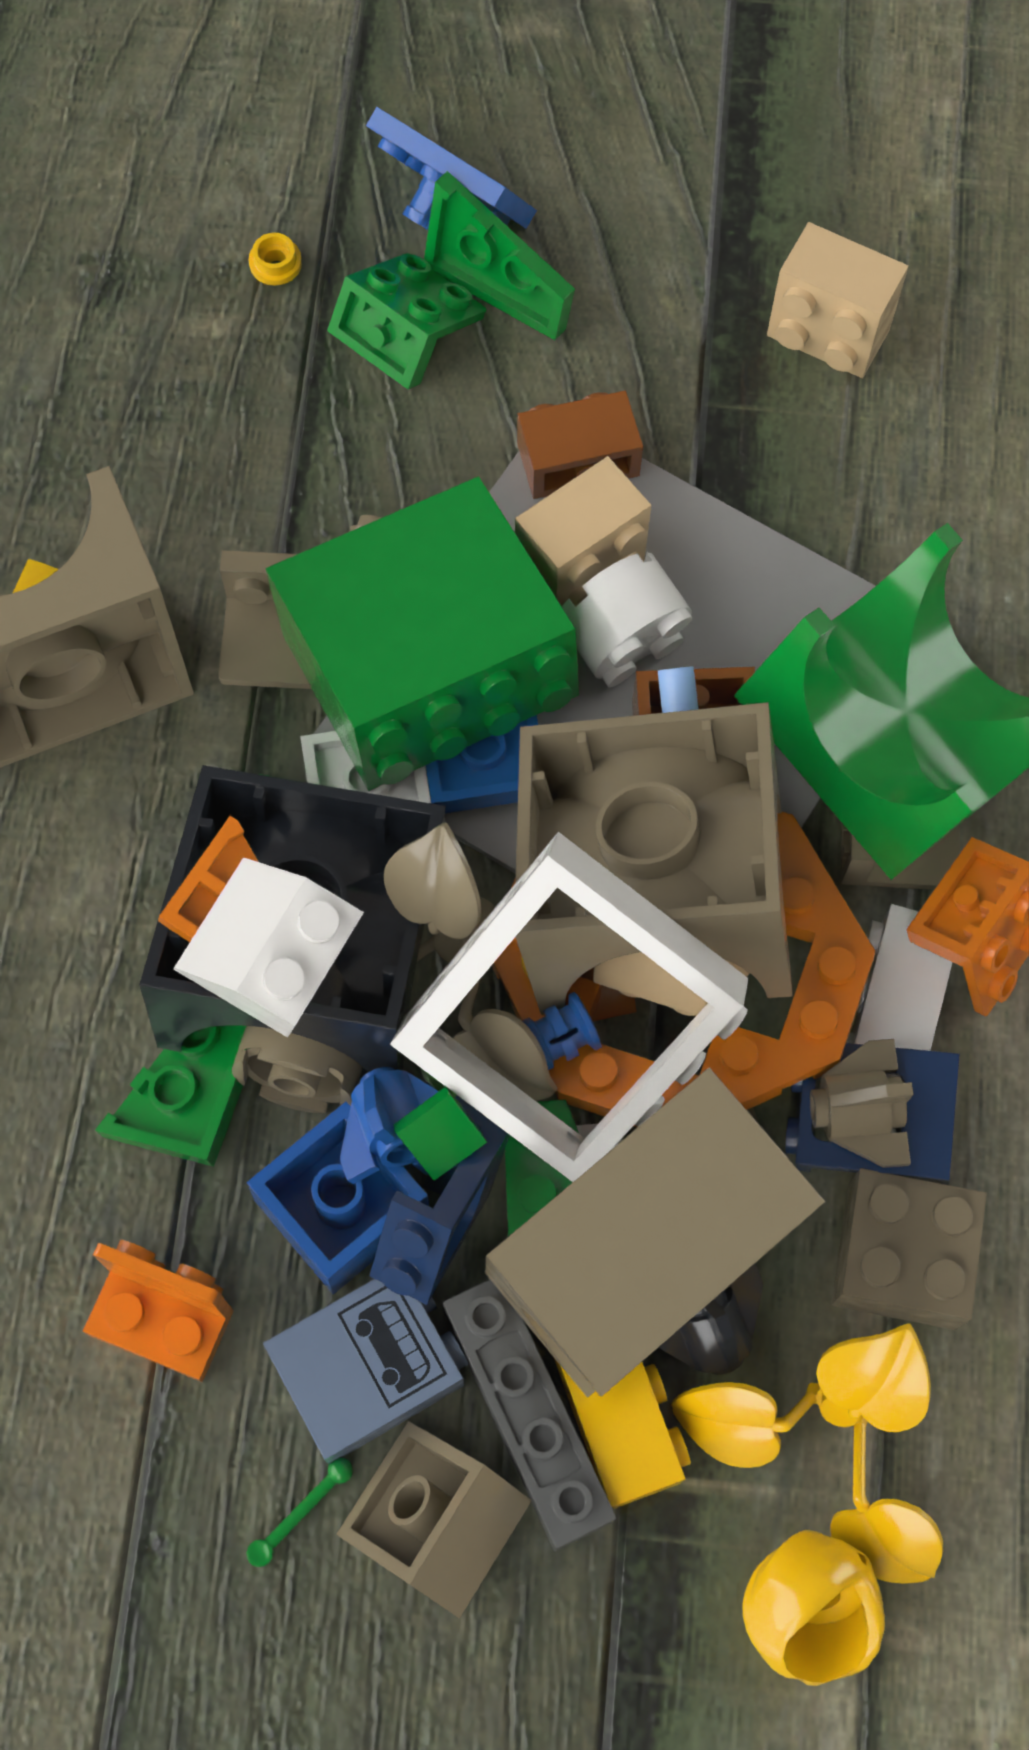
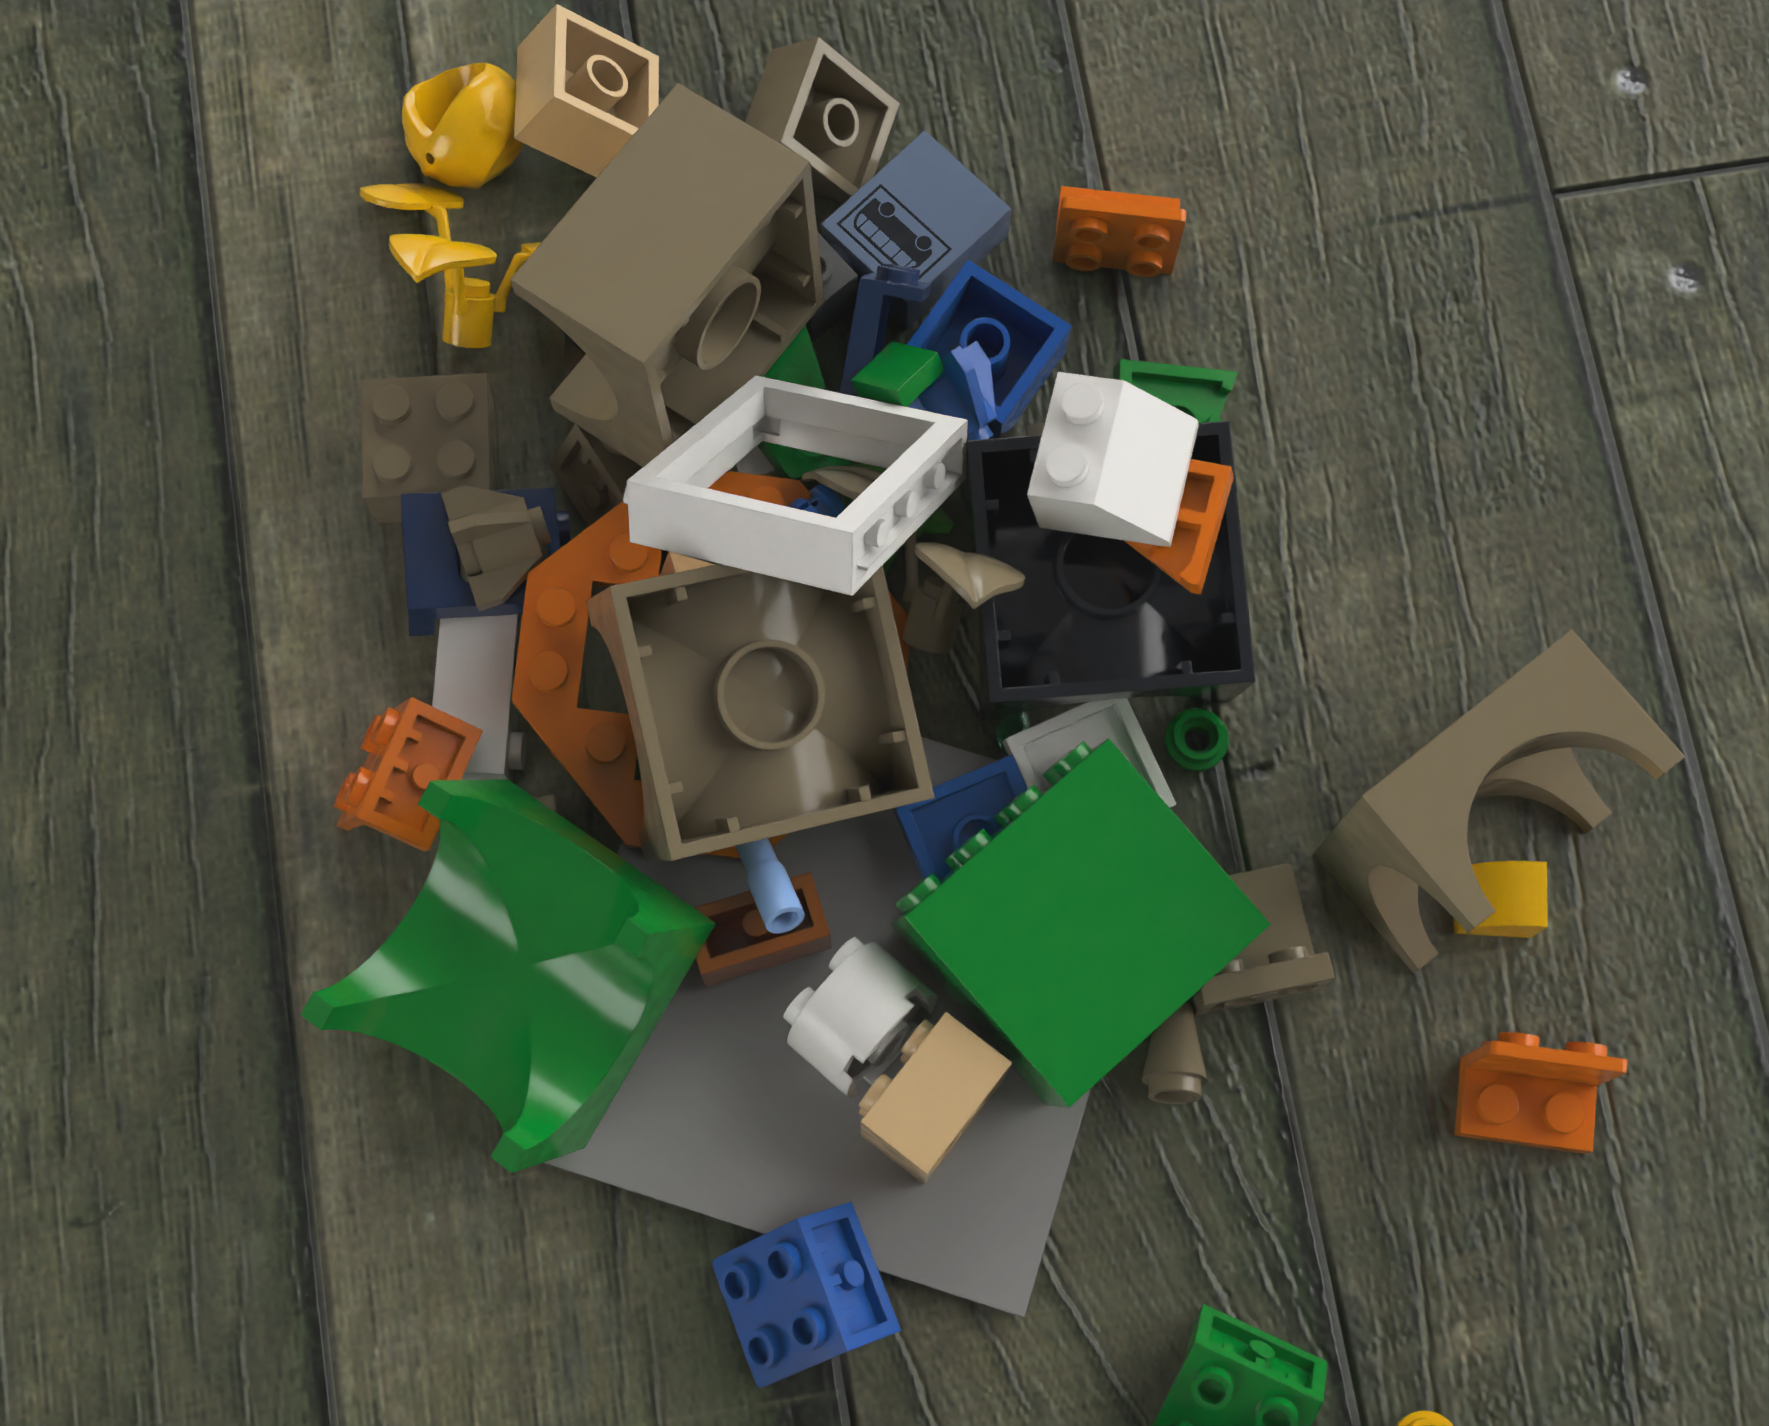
camera: 165 degrees right, 5 degrees up
(74, 447) = (1532, 1092): none -> orange bracket
(262, 1551) = (960, 77): green hinge -> none
(574, 436) = (974, 1252): dark orange brick -> none
(678, 1589) = (581, 90): none -> tan brick
(715, 446) = (805, 1294): none -> blue bracket

